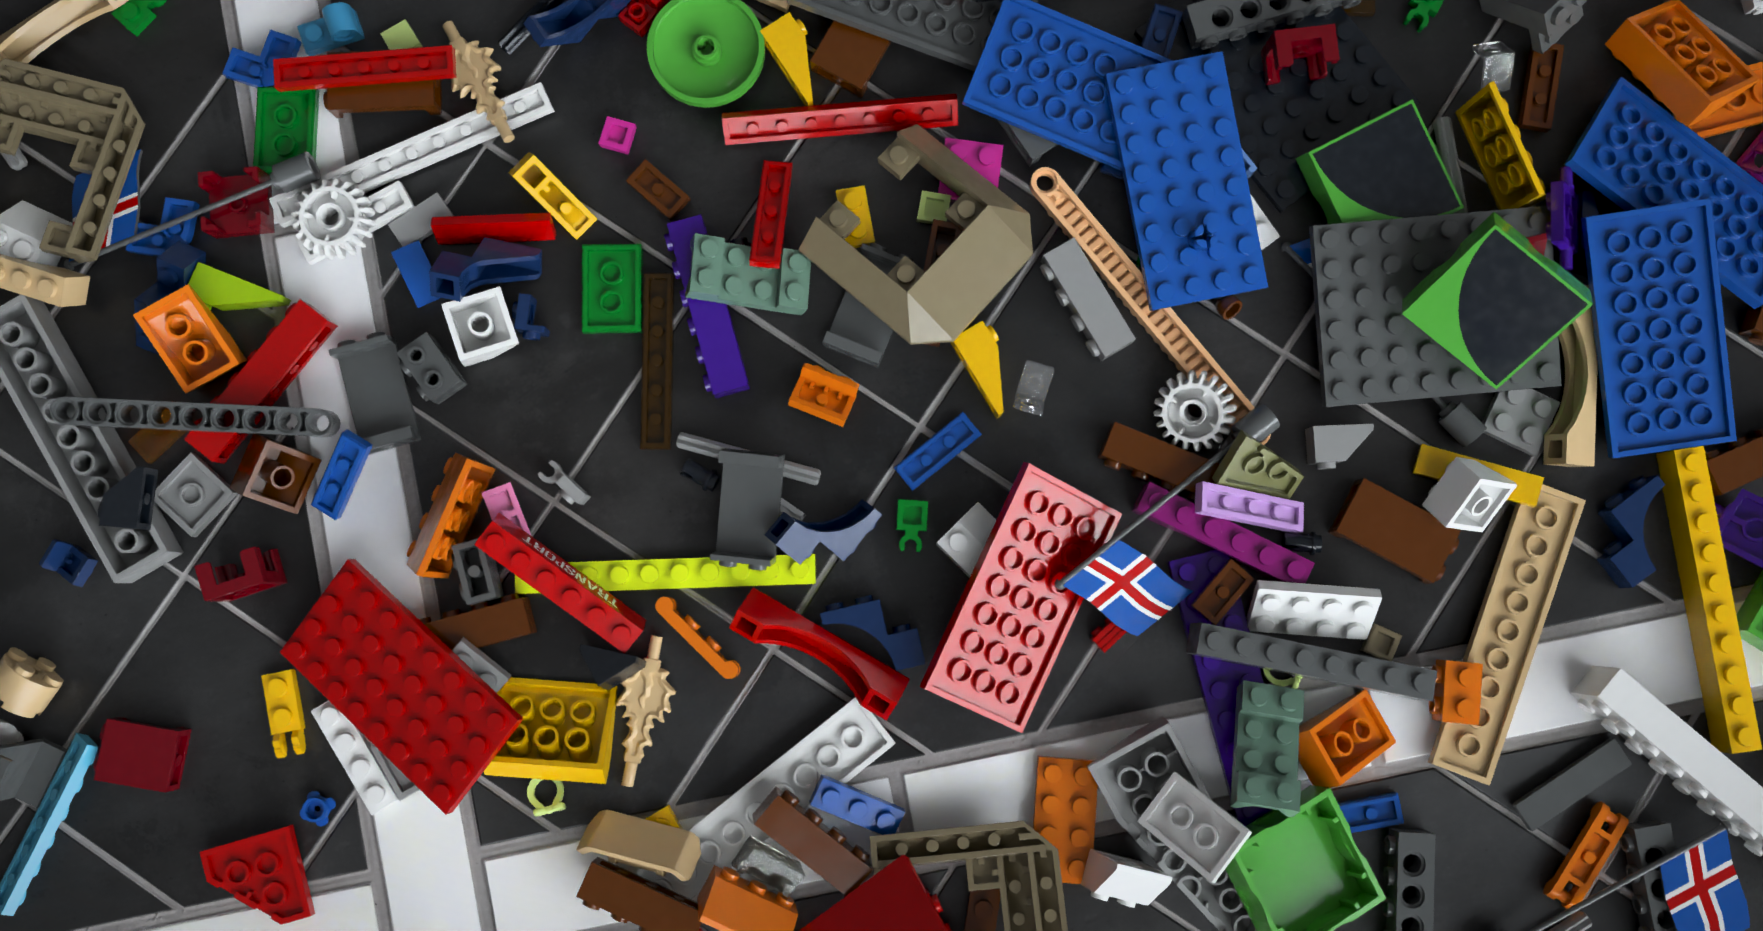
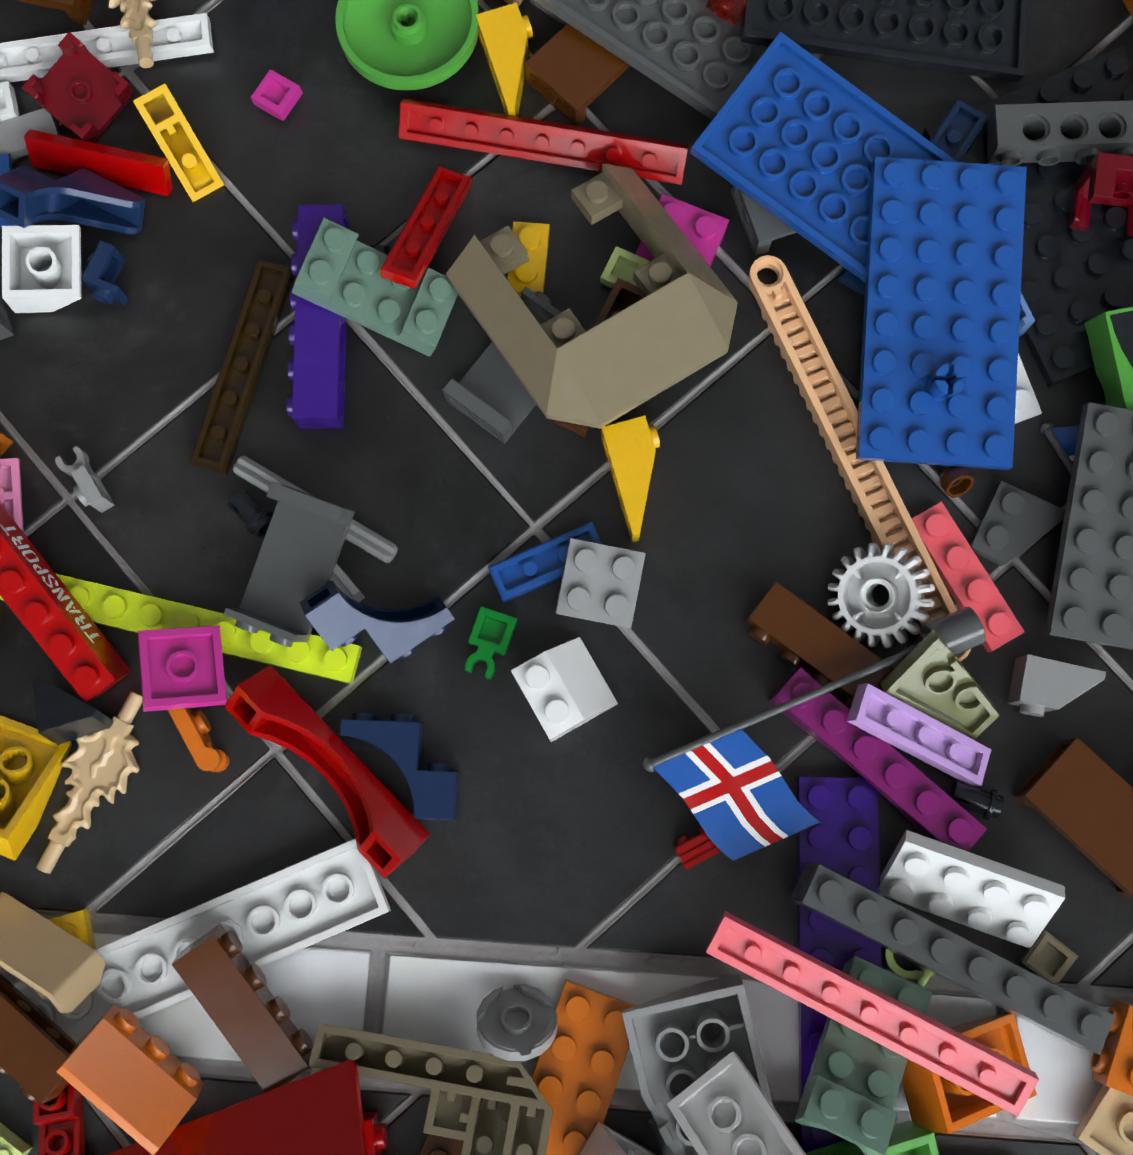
camera: 20 degrees right, 5 degrees down
(462, 175) = (80, 91): none -> dark red panel
(612, 288) = (215, 268): green tile -> none
(658, 190) = (304, 168): reddish brown plate -> none
(690, 608) = (181, 668): none -> dark pink plate
(769, 866) = (181, 1023): clear smoke hinge -> none
(824, 394) = (428, 455): orange bracket -> none
(856, 806) = (316, 979): blue plate -> none
(982, 457) = (600, 583): none -> light grey plate
(1010, 610) = (577, 784): plate -> none
(1012, 795) = (516, 1022): none -> light grey tile
(1033, 387) = (687, 514): clear bracket -> none
(1086, 299) = (781, 426): light grey brick -> none
(1222, 592) = (857, 833): reddish brown plate -> none
(1253, 377) = (966, 576): none -> coral plate
(1264, 717) = (872, 1014): none -> coral plate
(1278, 327) = (1012, 523): none -> dark grey wing

